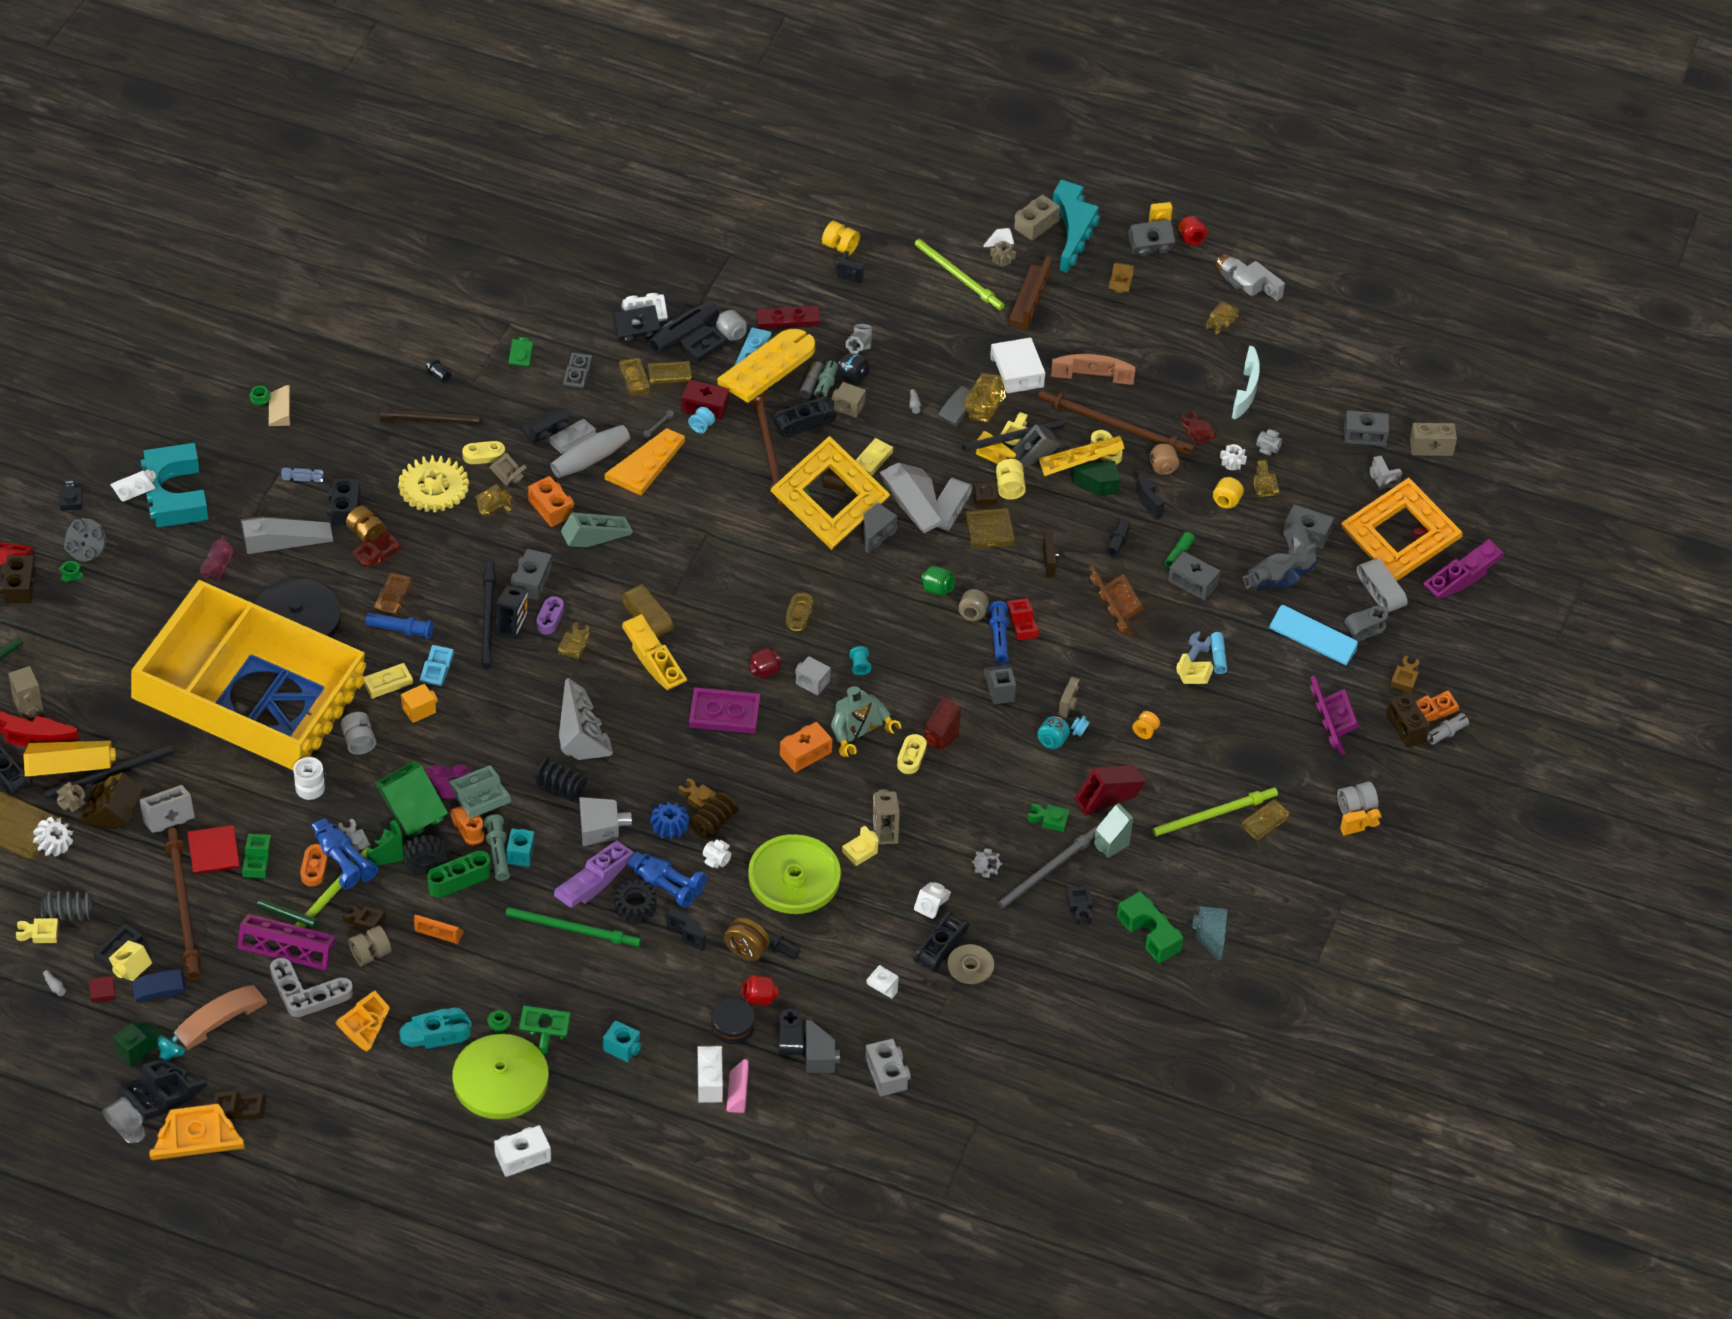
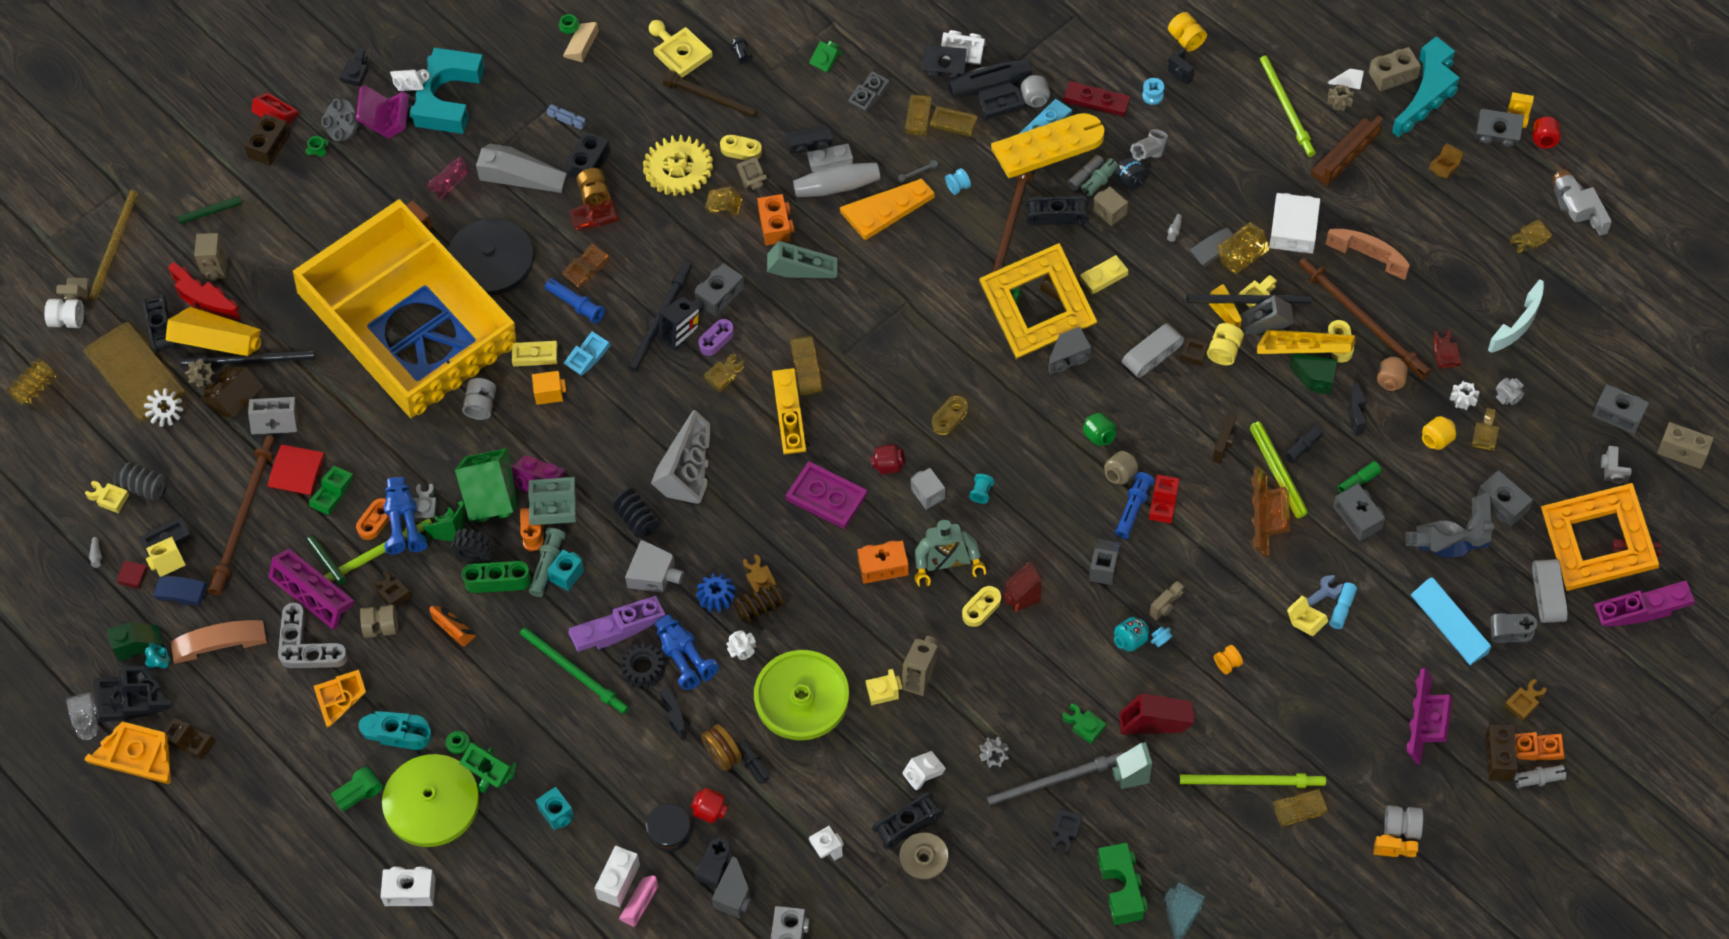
camera: 30 degrees right, 10 degrees up
(129, 523) = (381, 113): none -> magenta bracket
(309, 778) = (412, 429): white wheel -> none
(379, 378) = (681, 41): none -> light yellow plate
(429, 1086) = (363, 785): none -> green piece
(705, 395) = (973, 160): dark red brick -> none
(836, 296) = (1153, 91): none -> medium azure wheel
(914, 494) = (1121, 327): light grey wedge -> none
(989, 528) = (1181, 389): clear yellow tile -> none
(1105, 563) = (1278, 469): none -> lime axle

